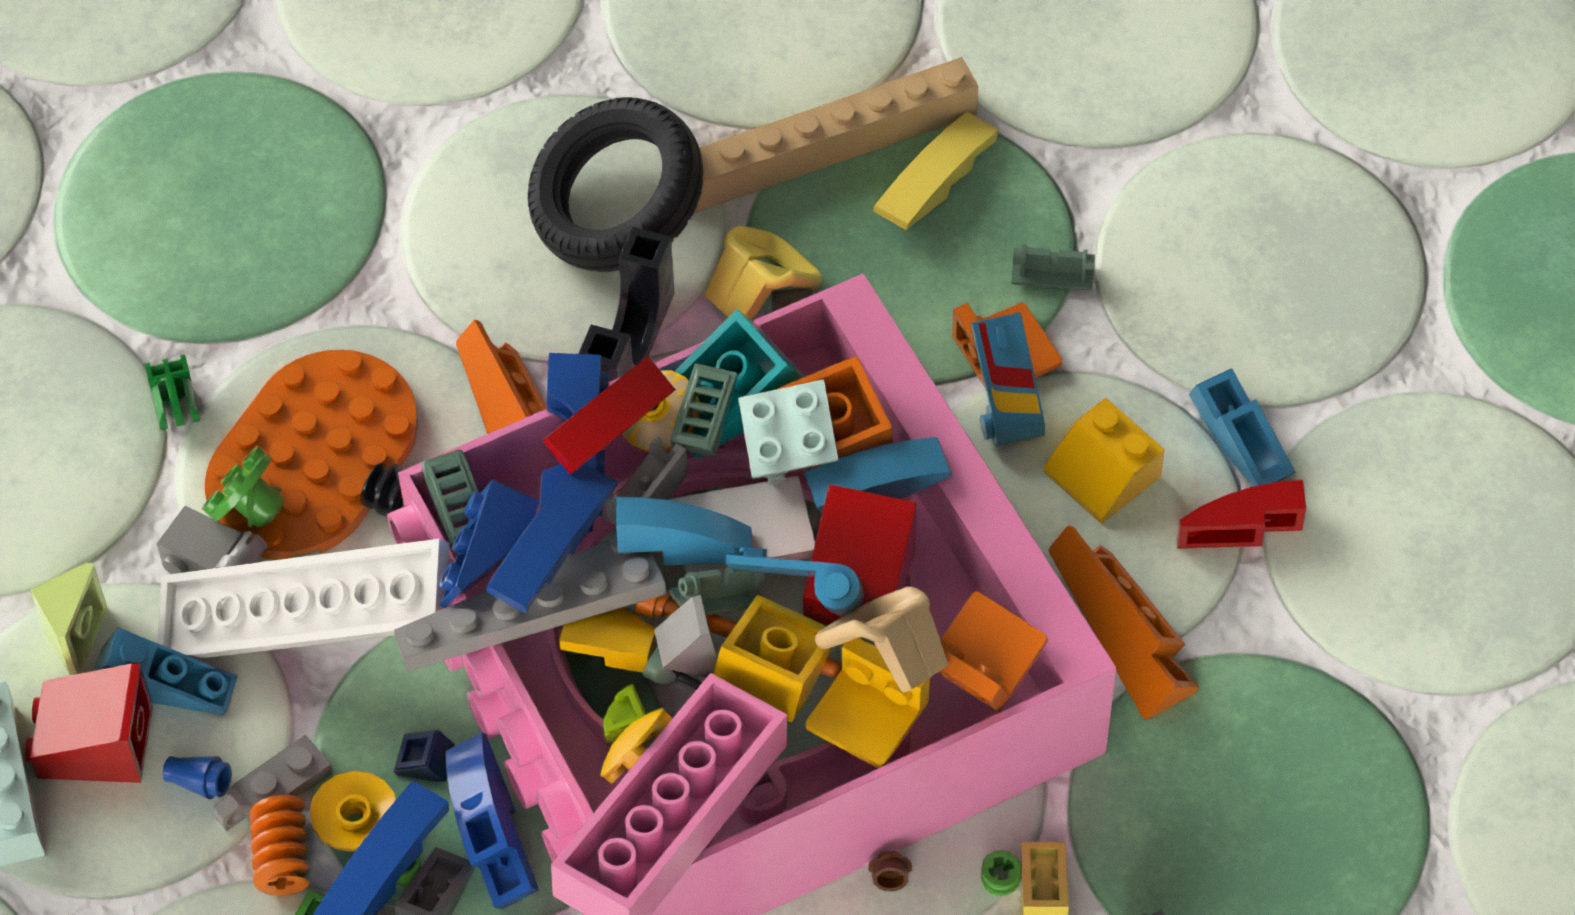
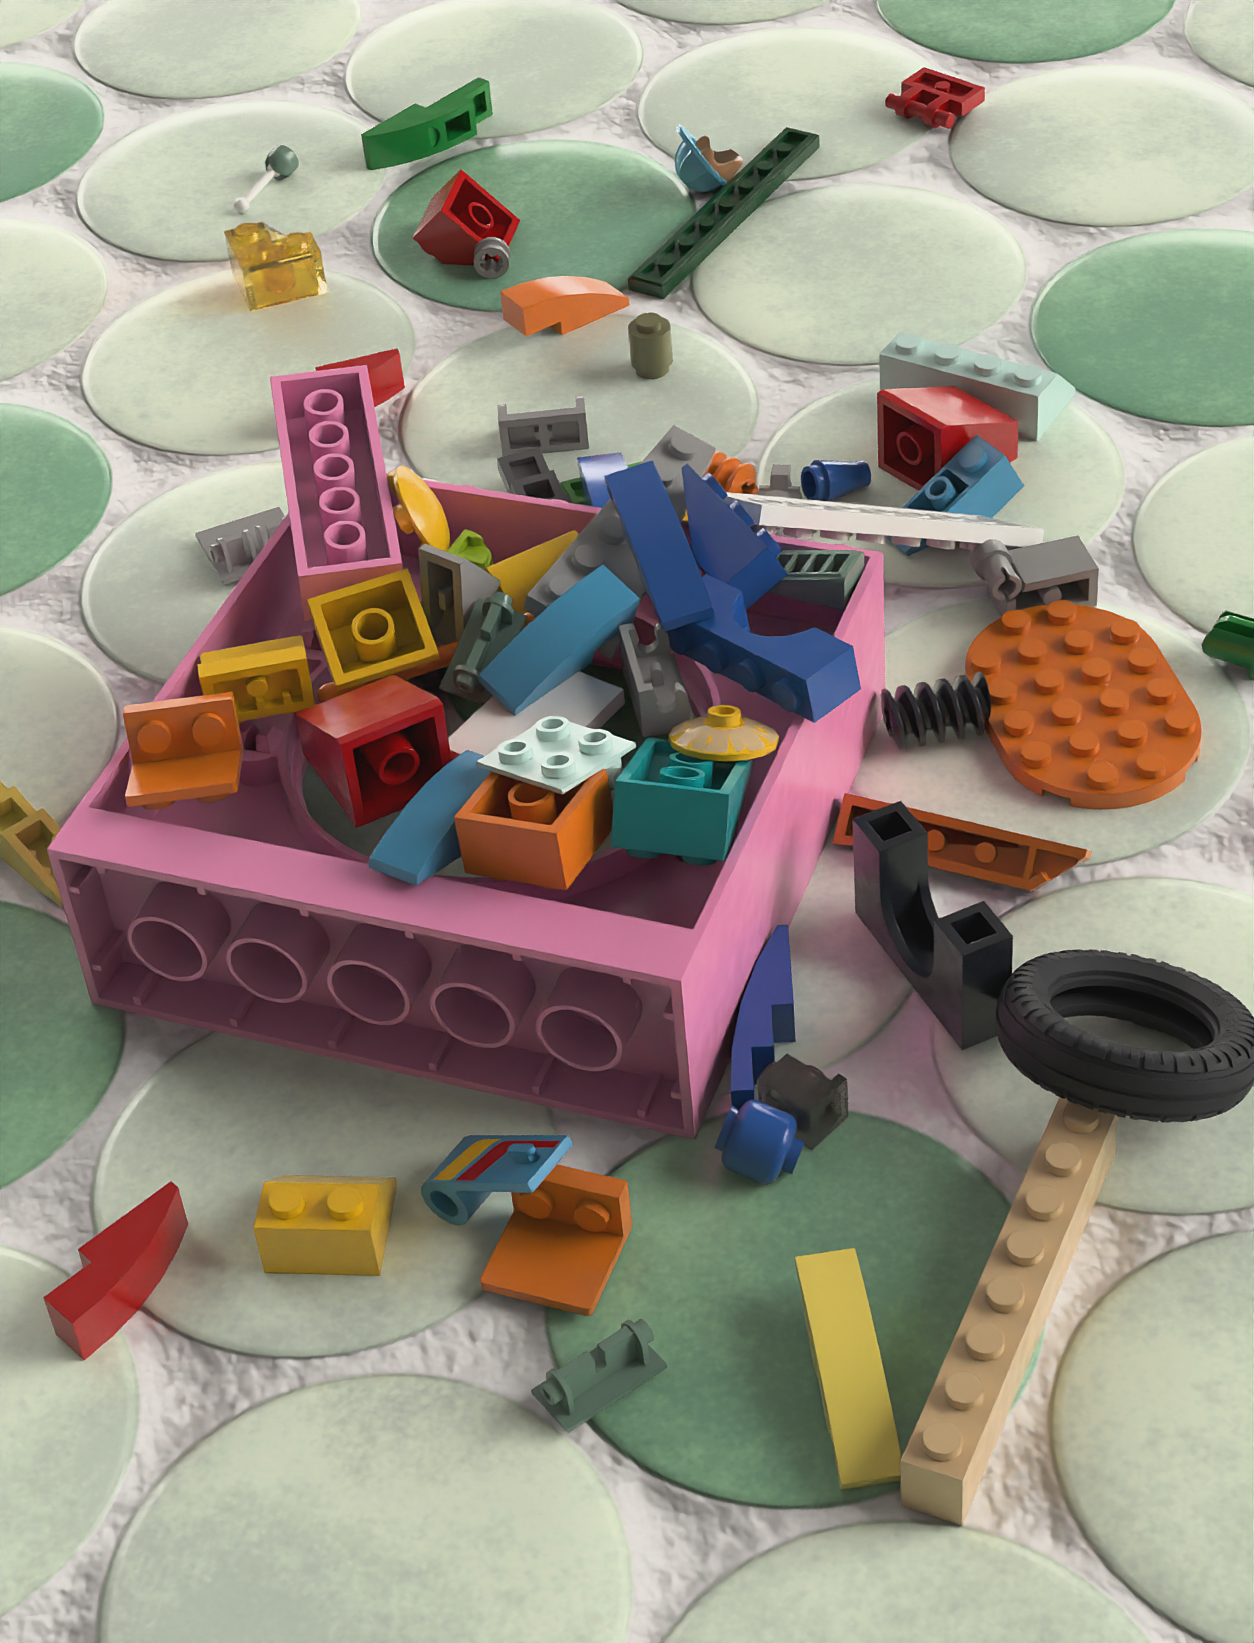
camera: 140 degrees right, 15 degrees down
(71, 614) = (1057, 456): yellowish green slope -> none
(247, 492) = (1055, 590): bright green plate -> none
(609, 415) = (725, 638): red slope -> none
(696, 443) = (660, 726): sand green slope -> none
(746, 282) = (930, 1120): light yellow piece -> none
(835, 584) = (374, 656): dark azure door -> none
(901, 631) = (226, 650): tan piece -> none
(1125, 624) = (164, 1100): orange wedge -> none
(1241, 429) = (208, 1360): dark azure slope -> none

